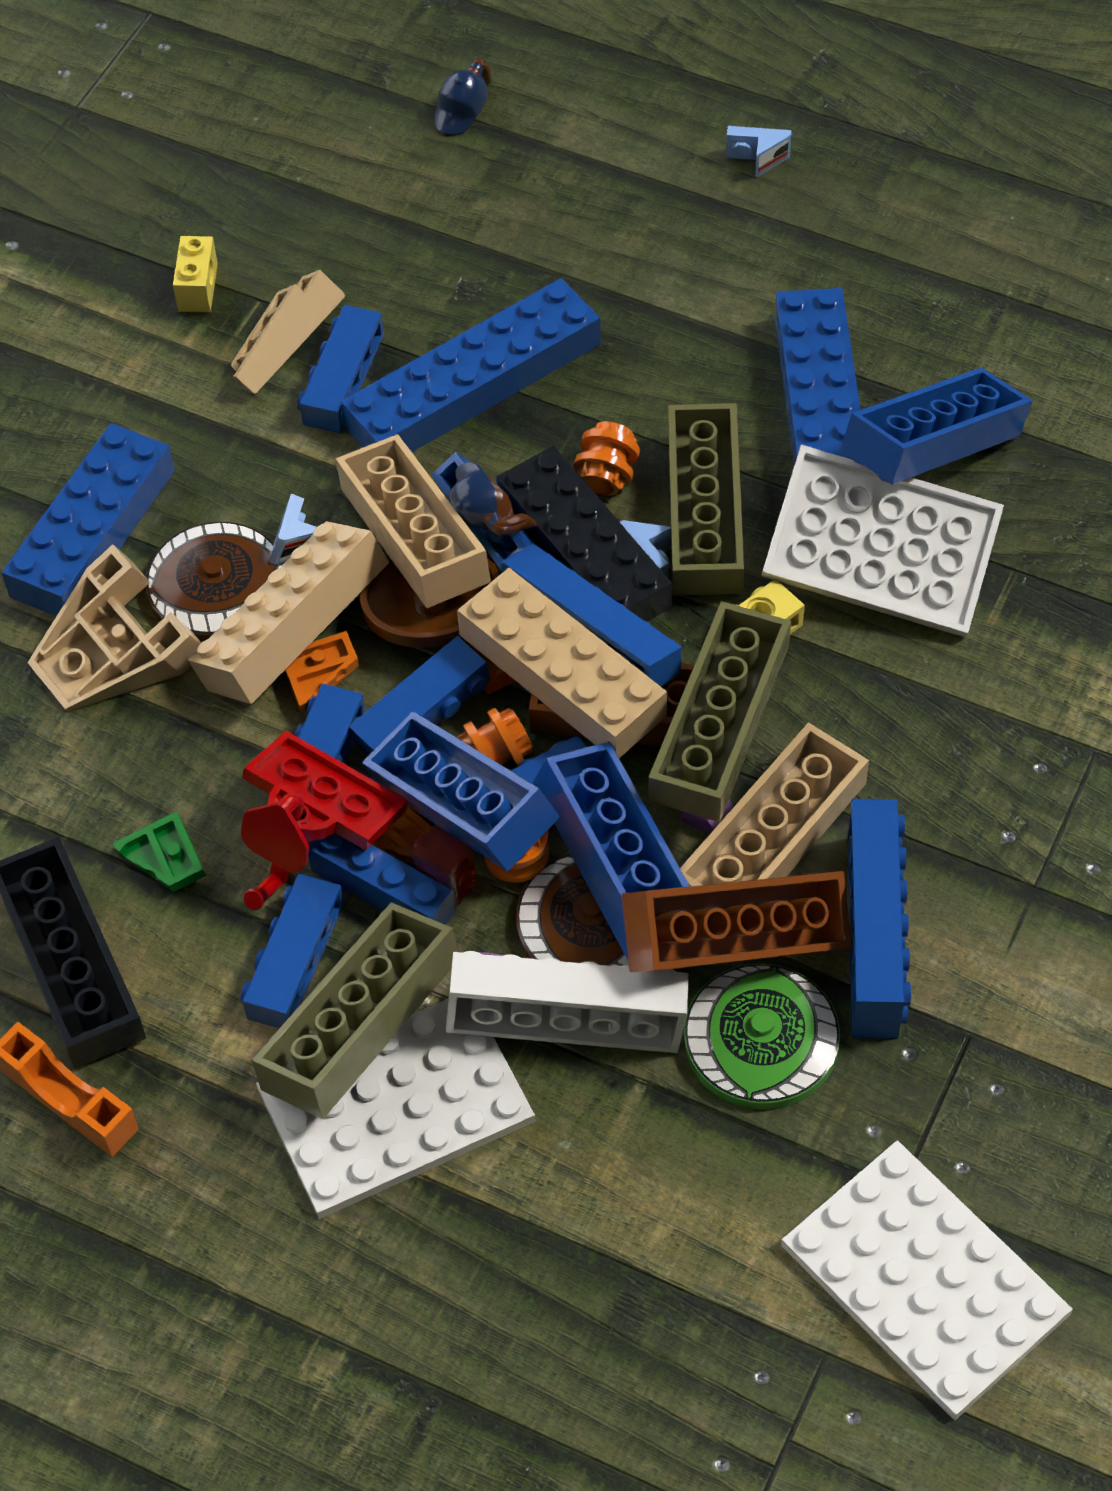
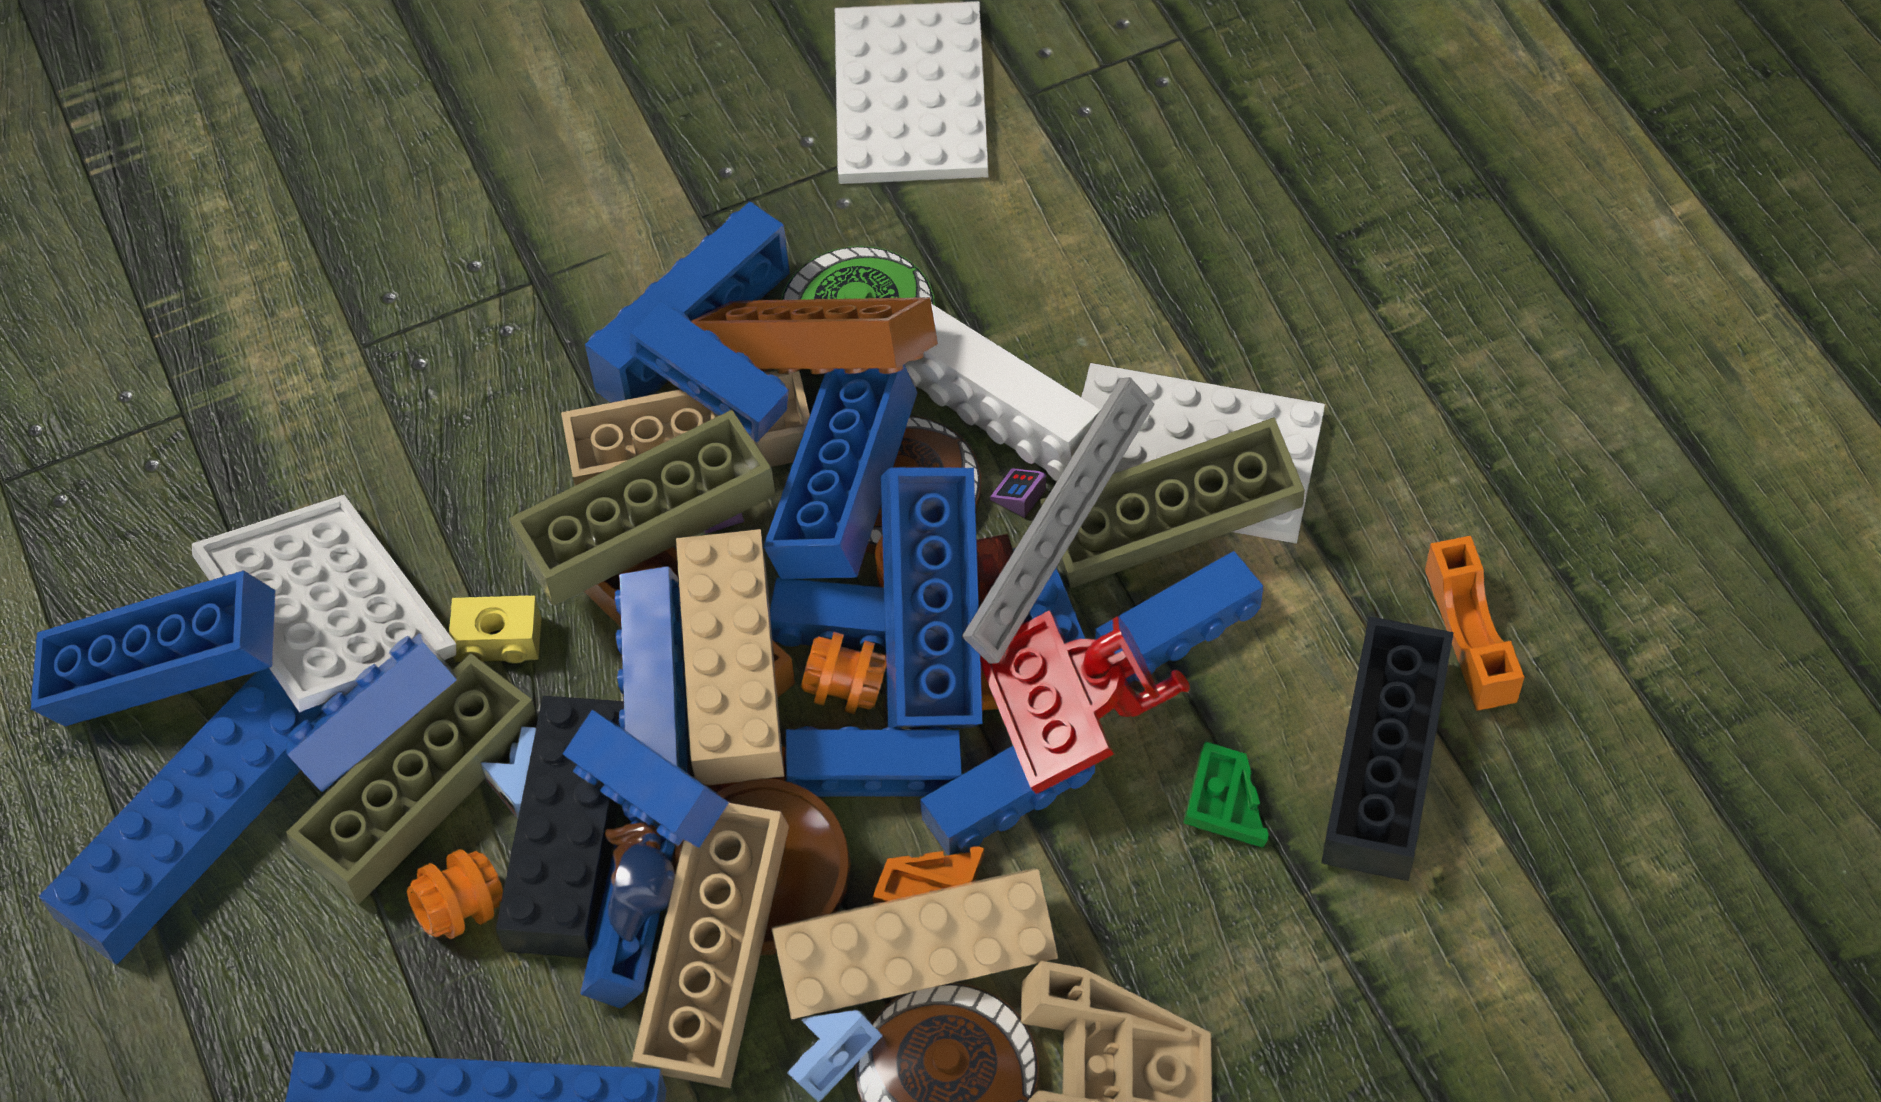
camera: 140 degrees left, 0 degrees up
(415, 907) = (1058, 521): none -> light grey tile
(527, 538) = (646, 780): none -> blue brick
(759, 487) = (370, 711): none -> brick
(780, 835) = (708, 369): none -> blue brick

